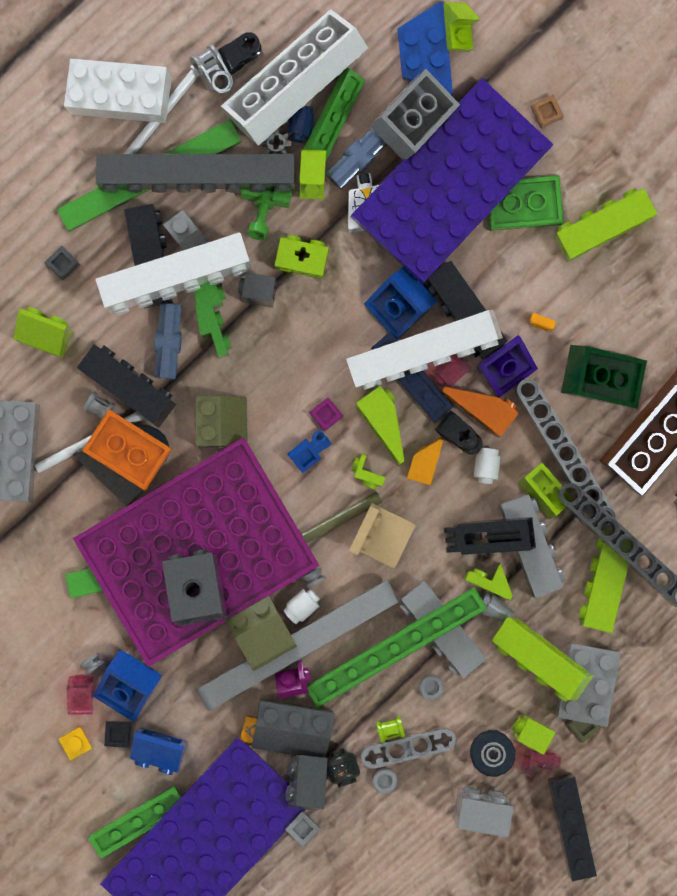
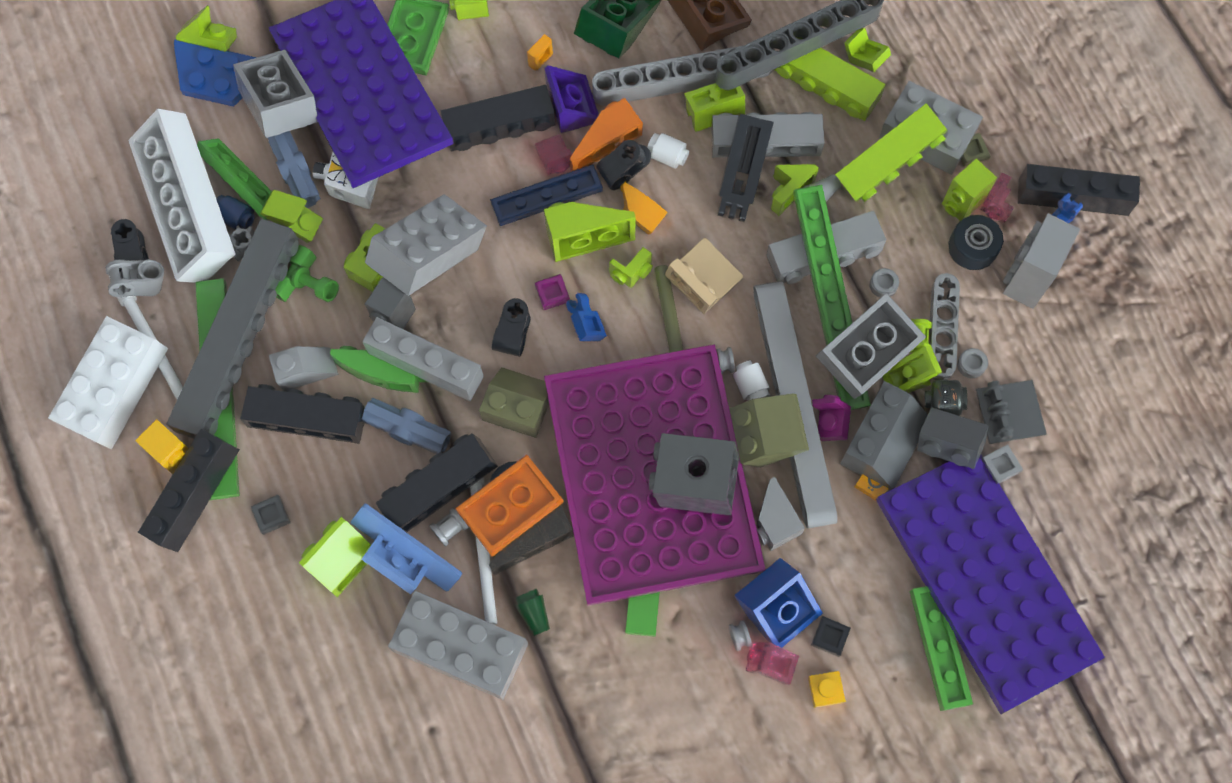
camera: 70 degrees left, 15 degrees down
(53, 194) = (188, 491): none -> black brick
(56, 497) = (533, 611): none -> dark green cone
(57, 380) = (401, 555): none -> medium blue bracket
(78, 163) = (162, 446): none -> yellow brick
(157, 750) = (866, 592): blue slope -> none
(174, 274) = (334, 379): white brick -> none
(194, 662) = (777, 518): none -> light grey slope
(219, 336) = (423, 359): none -> light grey brick
(275, 396) = (512, 332): none -> black piece
(319, 299) = (425, 244): none -> light grey brick
(352, 823) = (1010, 411): none -> dark grey hinge
(354, 732) = (914, 370): none -> lime slope
(356, 693) = (870, 346): none -> light grey brick
(400, 302) = (465, 175): blue slope -> none
(427, 347) = (521, 156): white brick -> none
(542, 821) = (1067, 210): none -> blue plate
(644, 606) = (866, 52): none -> lime bracket

